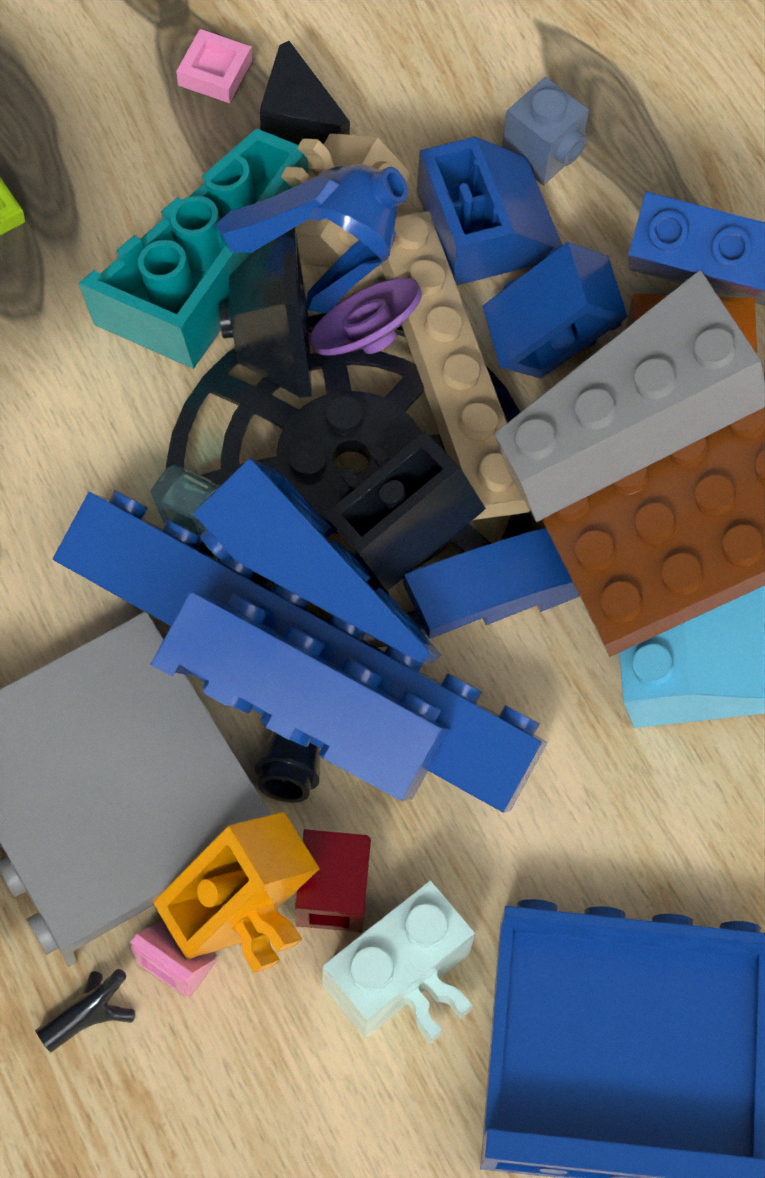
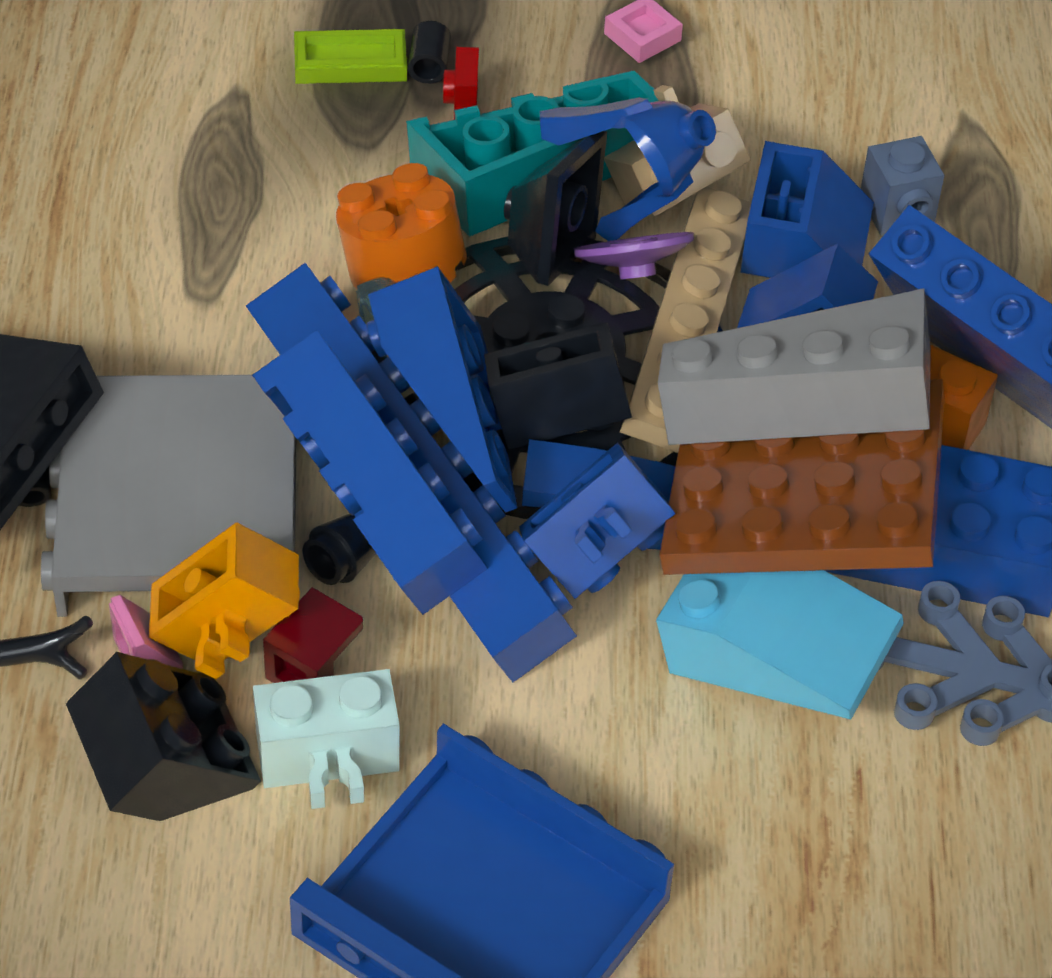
camera: 30 degrees right, 15 degrees down
(33, 183) = (429, 52): none -> black hinge
(92, 209) = (461, 84): none -> red plate
(144, 405) = (400, 226): none -> orange brick
(256, 1053) = (160, 738): none -> black slope
(297, 102) = (692, 70): black slope -> none
(515, 630) = (597, 522): none -> blue brick

